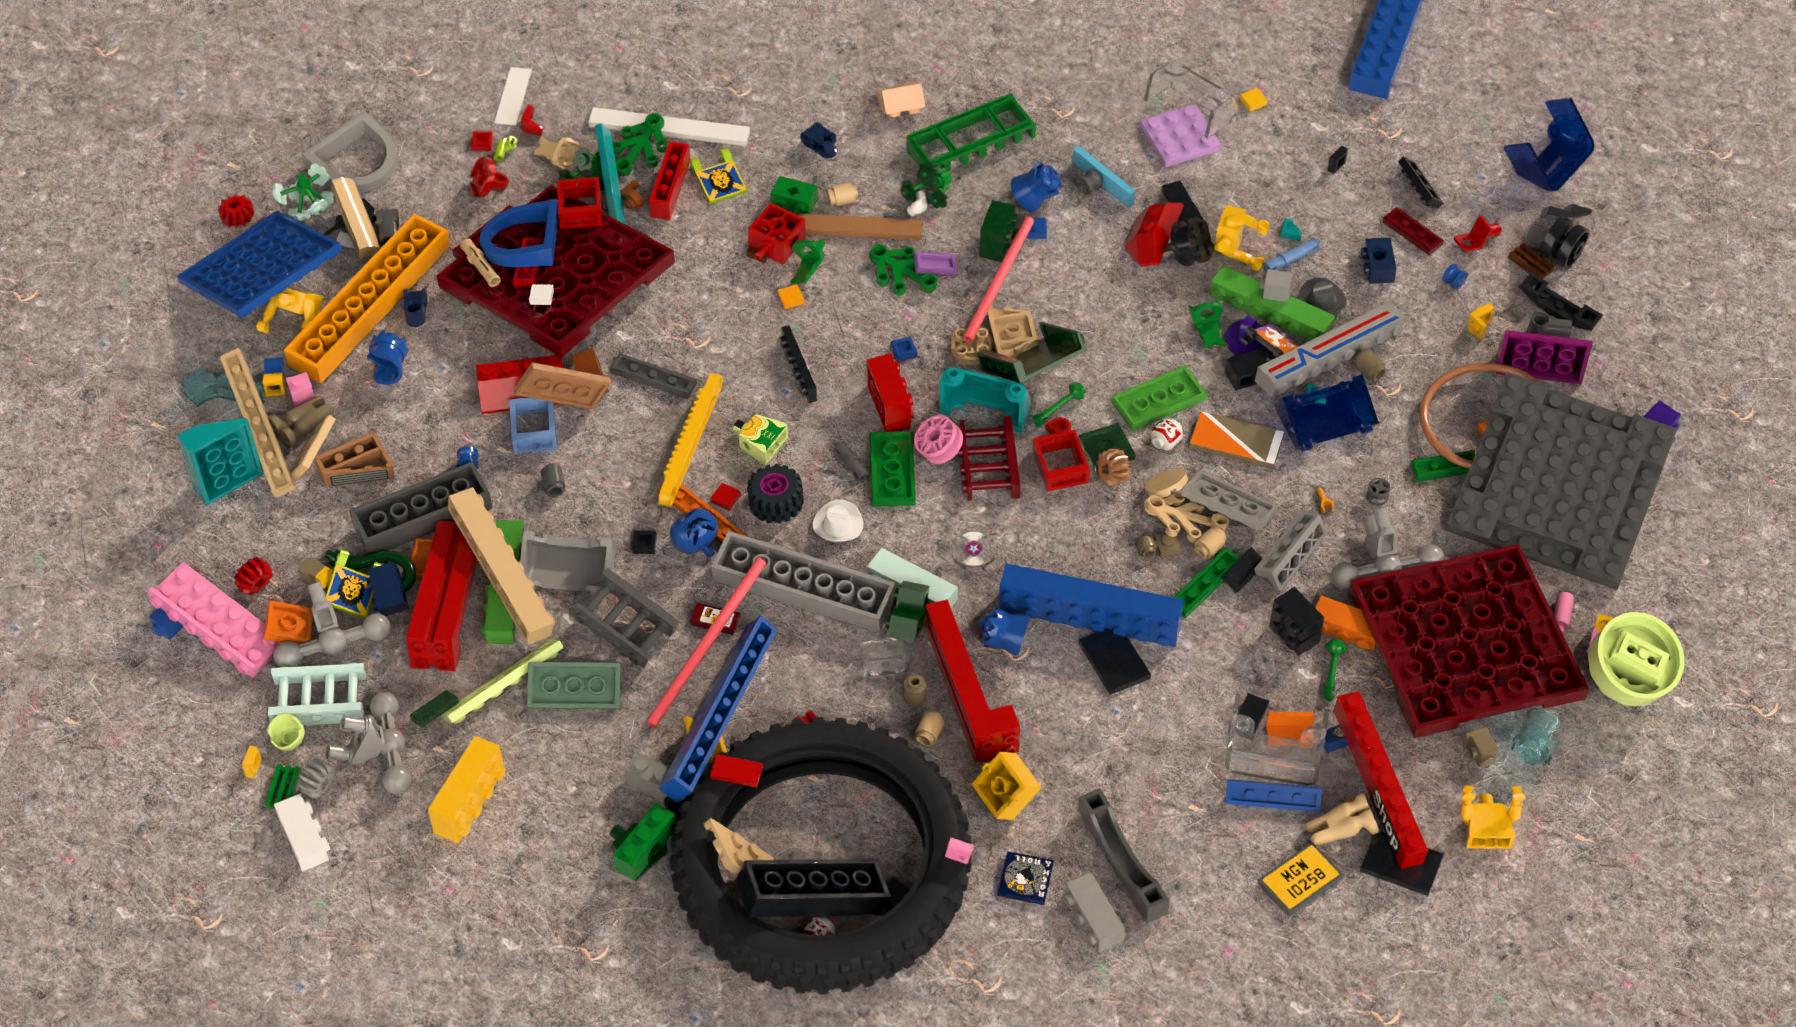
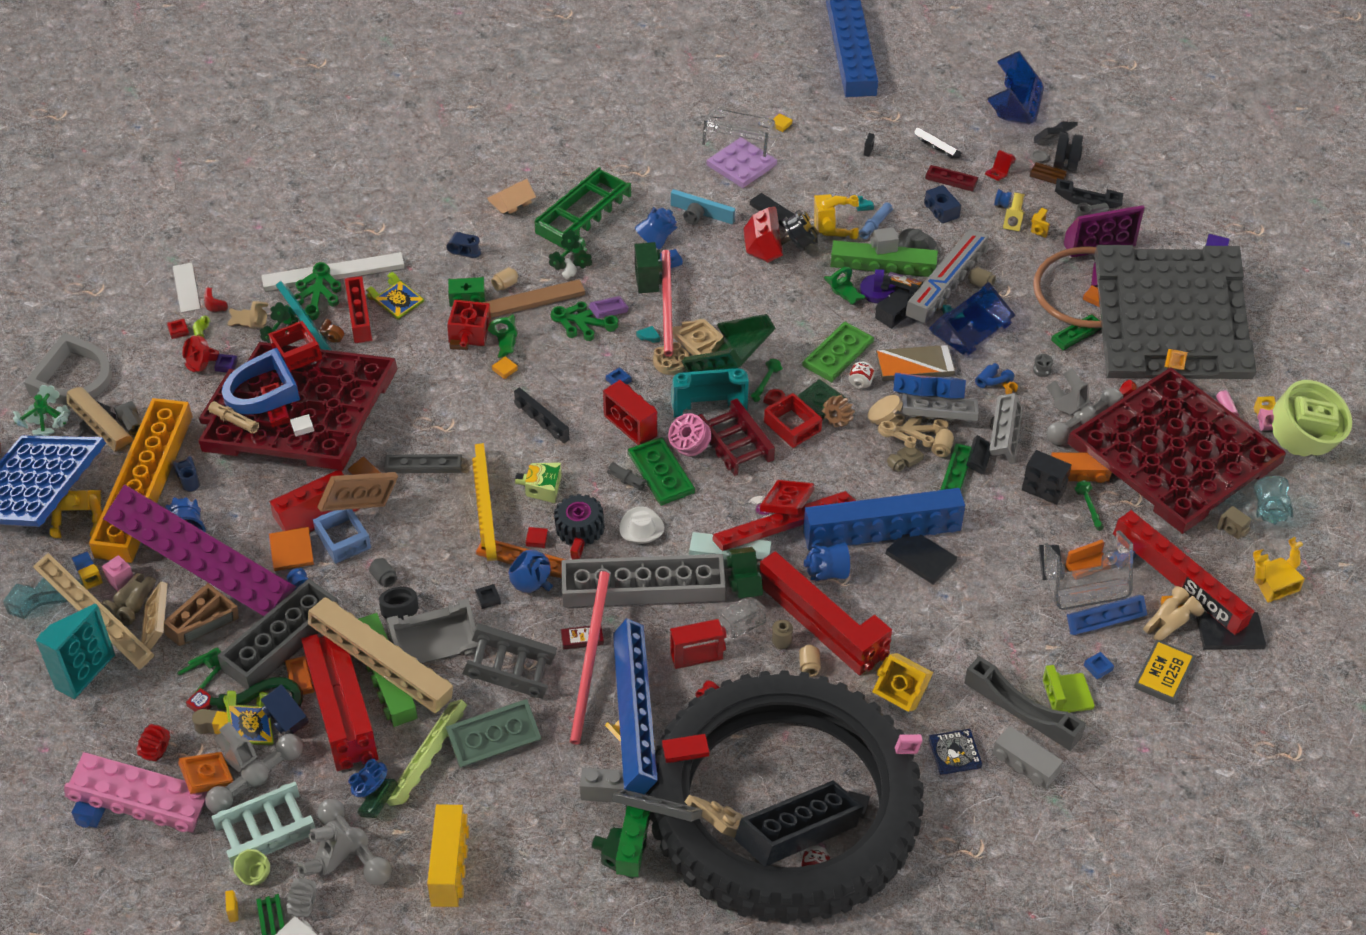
camera: 25 degrees left, 5 degrees down
(317, 549) = (199, 700): none -> red tile
(335, 508) = (210, 660): none -> green plant
(378, 395) = (197, 551): none -> magenta brick
(434, 686) = (368, 778): none -> blue dish
(477, 423) = (291, 549): none -> orange tile
(511, 196) = (225, 362): none -> dark purple tile
(550, 508) = (398, 595): none -> black tyre
(677, 817) = (657, 805): none -> dark grey tile
(757, 523) = (577, 548): none -> red tile
(820, 658) = (696, 634): none -> red window
(962, 309) = (648, 334): none -> teal tile
(974, 568) = (771, 524): none -> red plate
(1002, 545) = (787, 497): none -> red tile
(1179, 861) = (1068, 691): none -> lime bracket
(1225, 471) = (929, 386): none -> blue arch
(1231, 846) = (1098, 665): none -> blue plate
(1306, 484) = (987, 376): none -> blue plant
(1457, 551) = (1128, 387): none -> red tile
(1458, 297) = (1016, 211): none -> light yellow bracket
(1530, 537) = (1176, 359): none -> light orange tile

